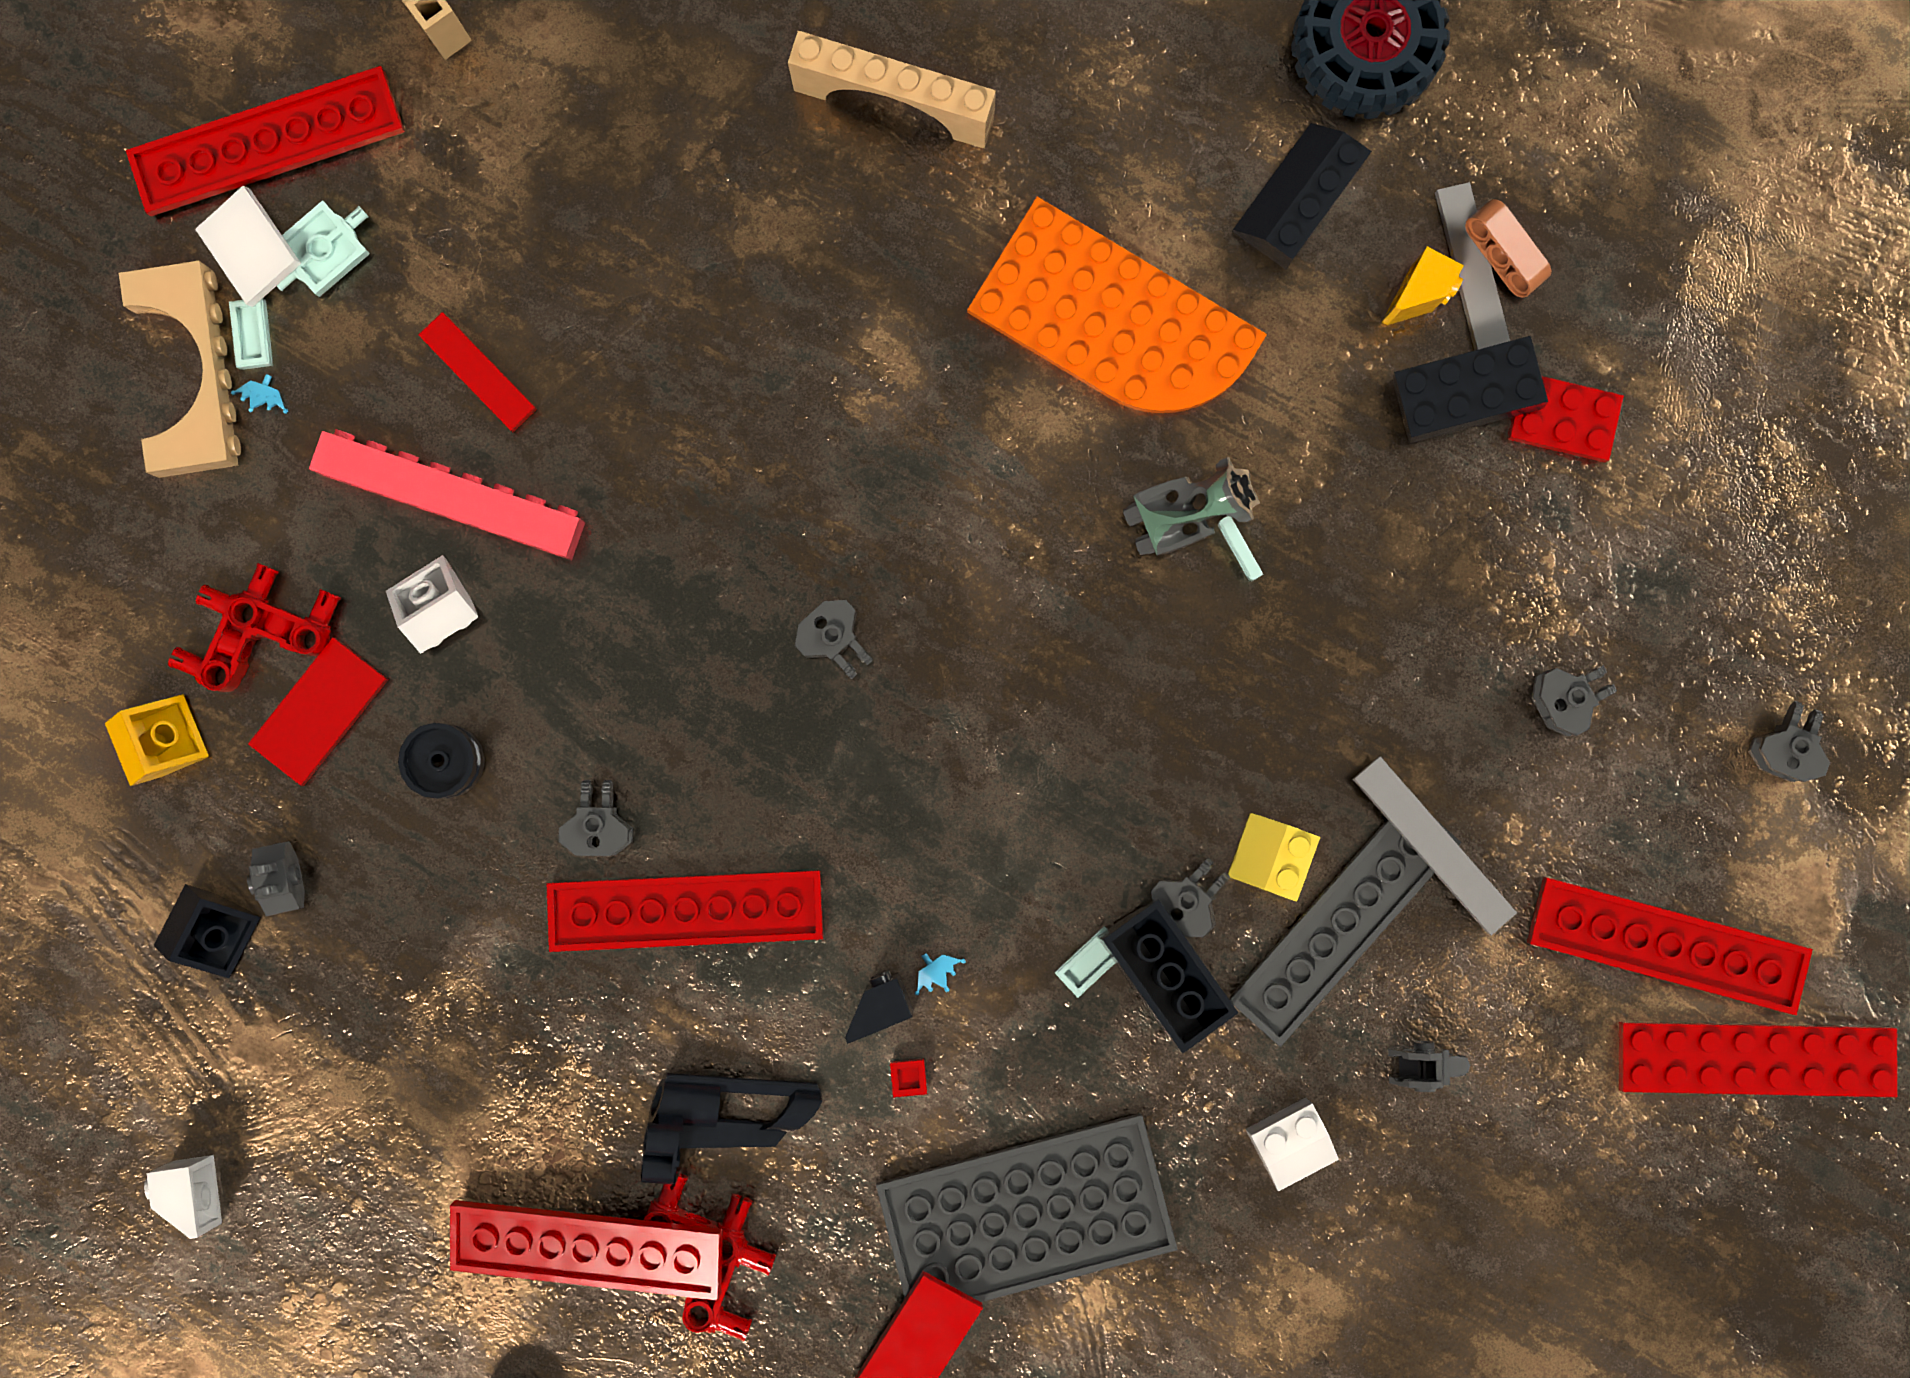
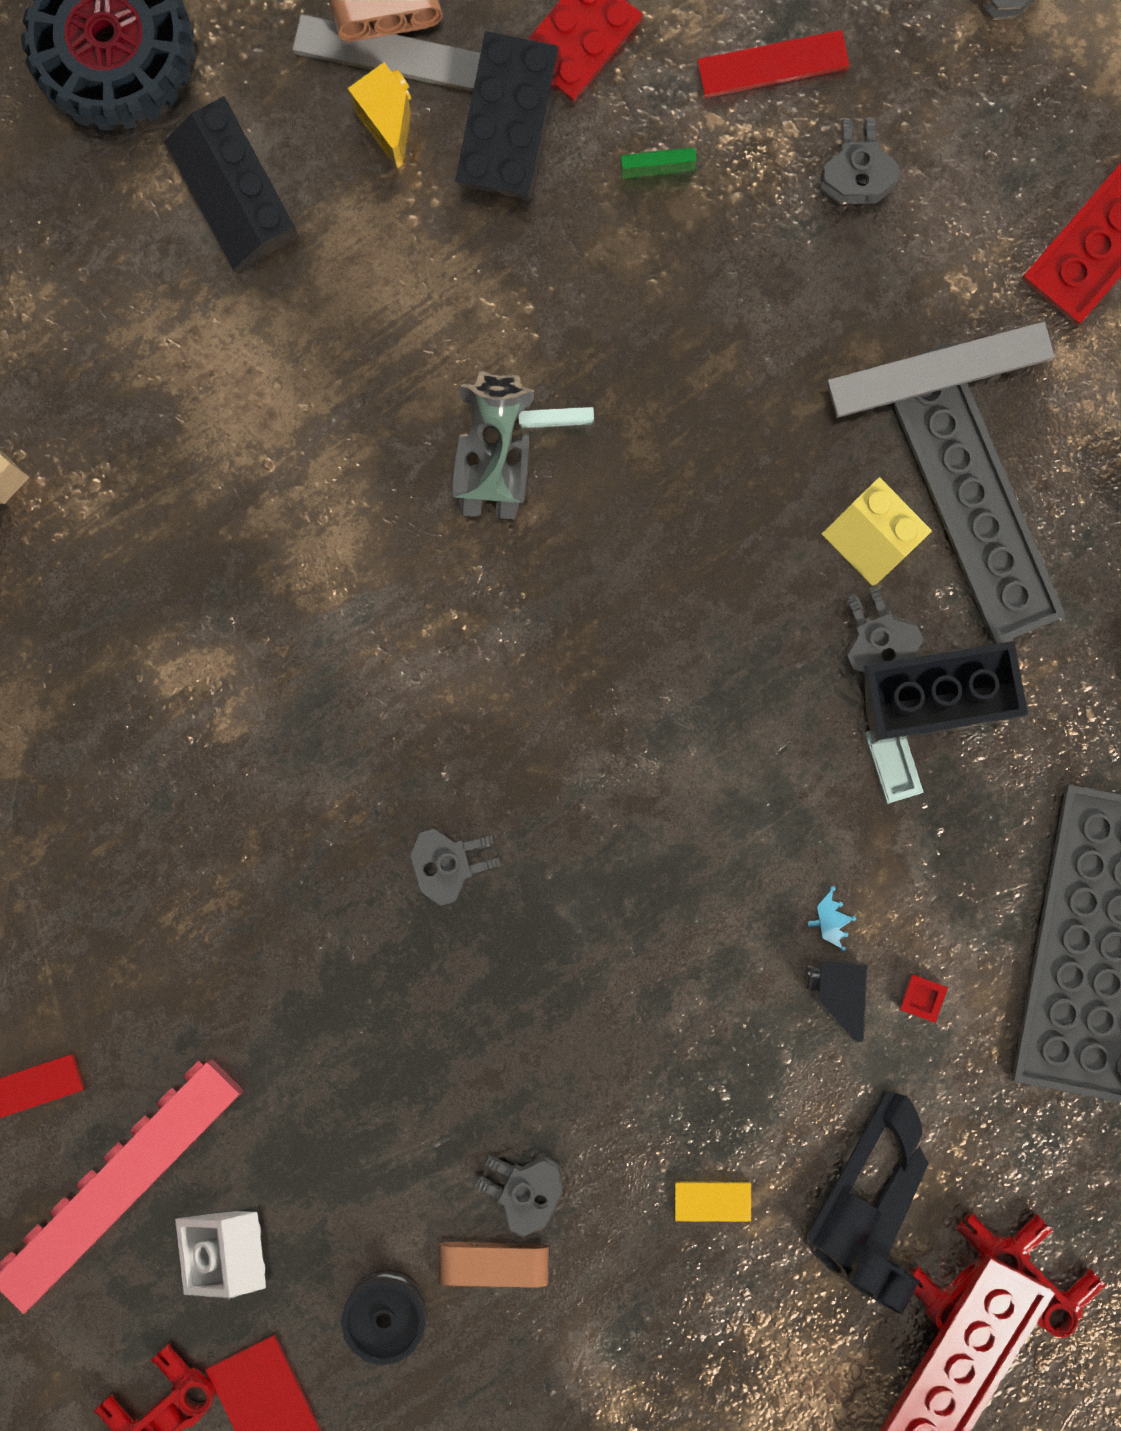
camera: 65 degrees left, 0 degrees up
(526, 829) = (493, 1264): none -> nougat beam
(661, 983) = (712, 1201): none -> yellow tile
(684, 911) = (651, 1143): red plate -> none
(1112, 317) = (262, 432): orange plate -> none
(1491, 531) = (658, 162): none -> green tile
(1620, 587) = (773, 64): none -> red tile

